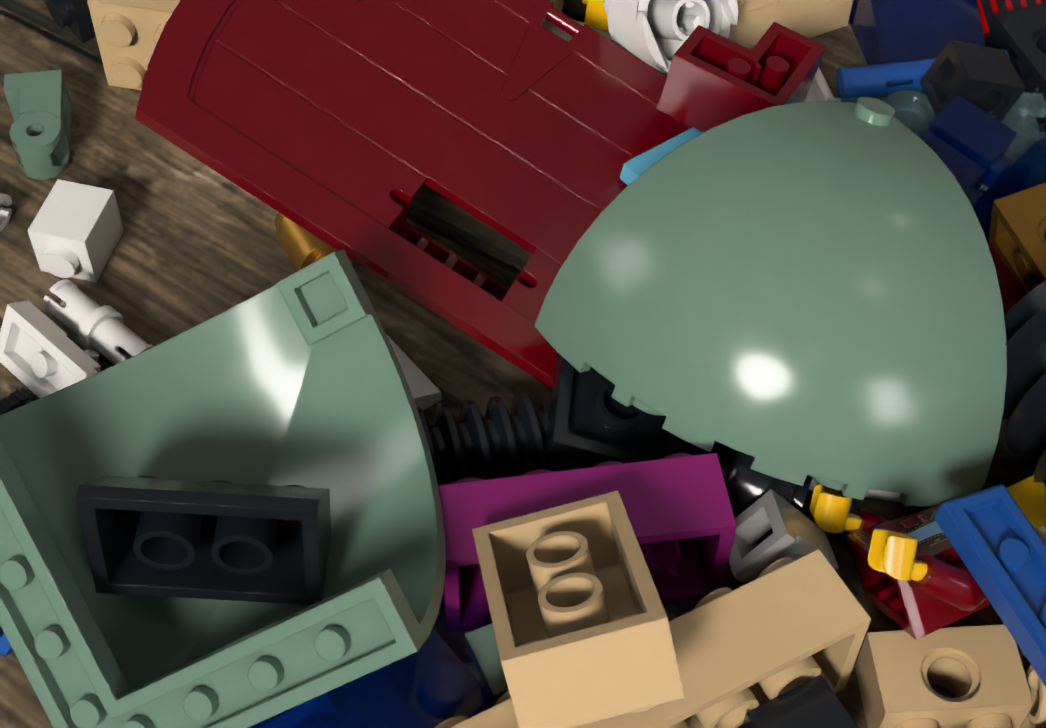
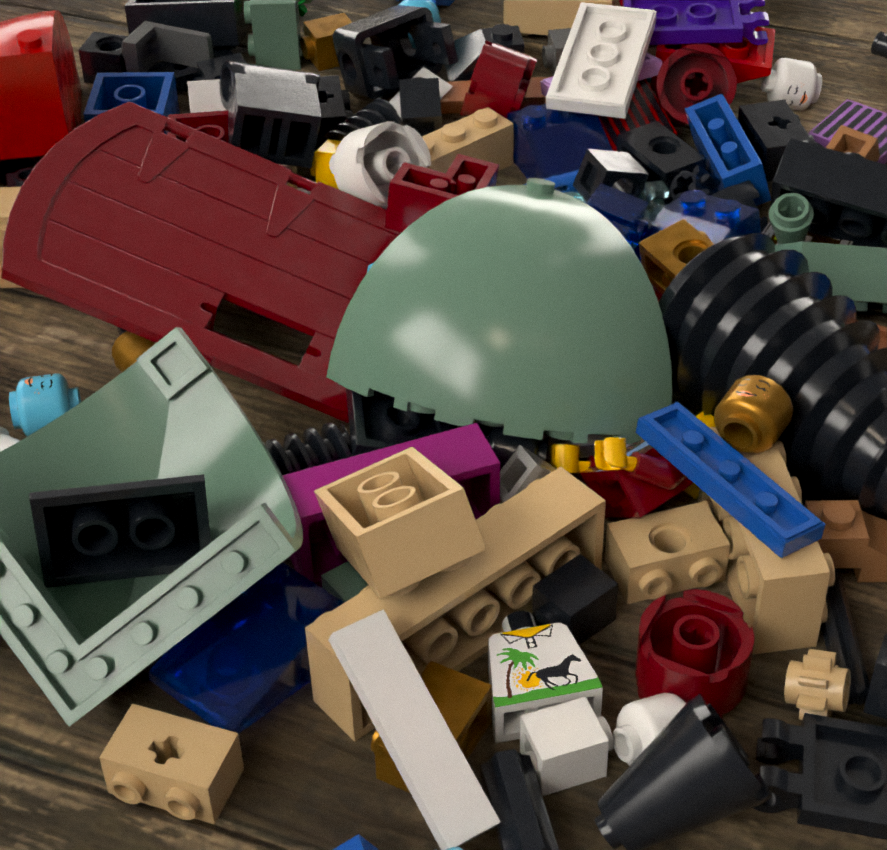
camera: 10 degrees left, 10 degrees down
(174, 286) = (41, 401): none -> medium azure head

